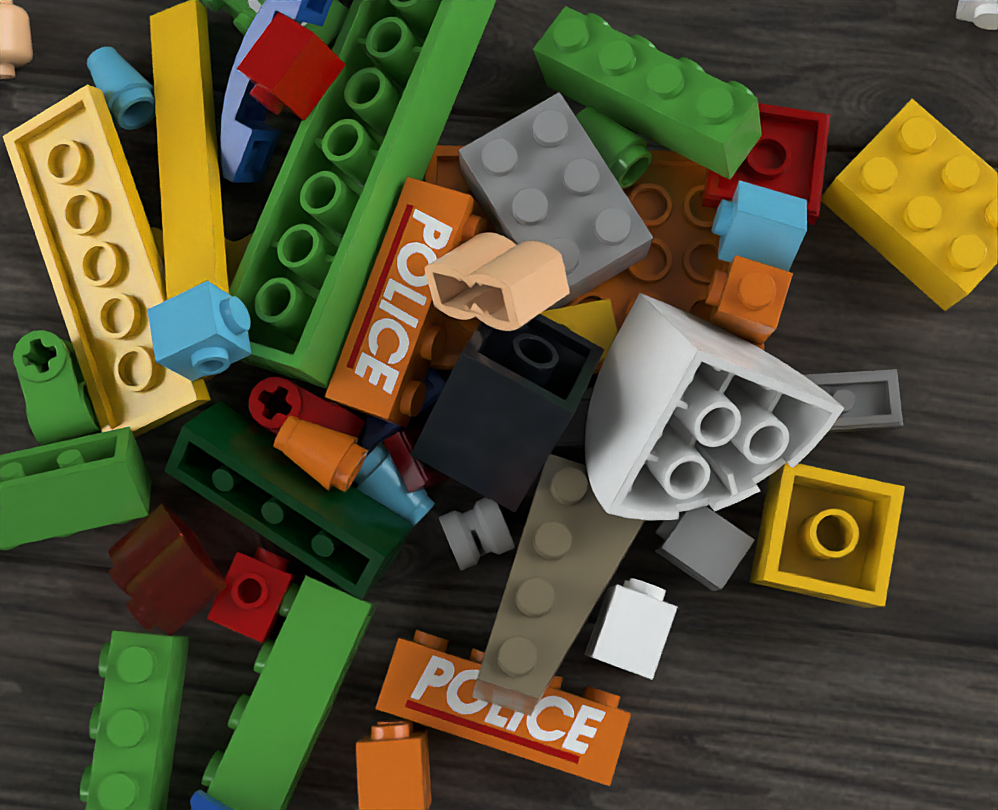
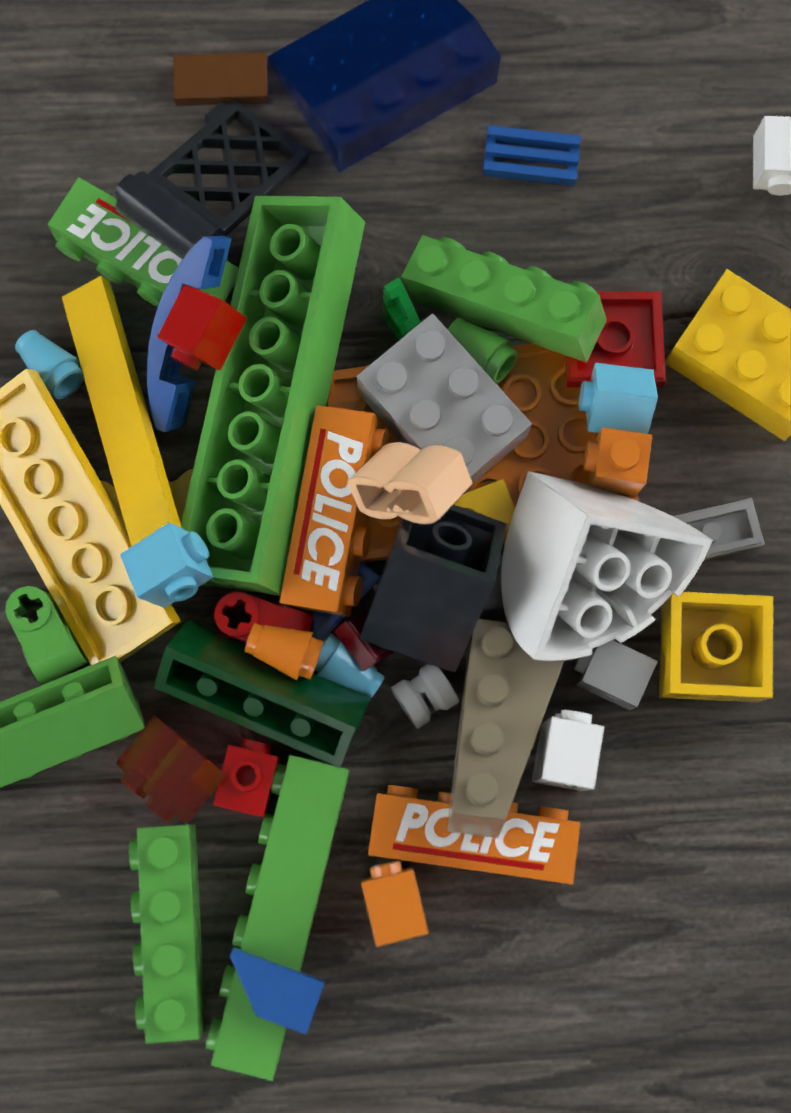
camera: 15 degrees left, 0 degrees up
(522, 81) = (398, 309): none -> green tile

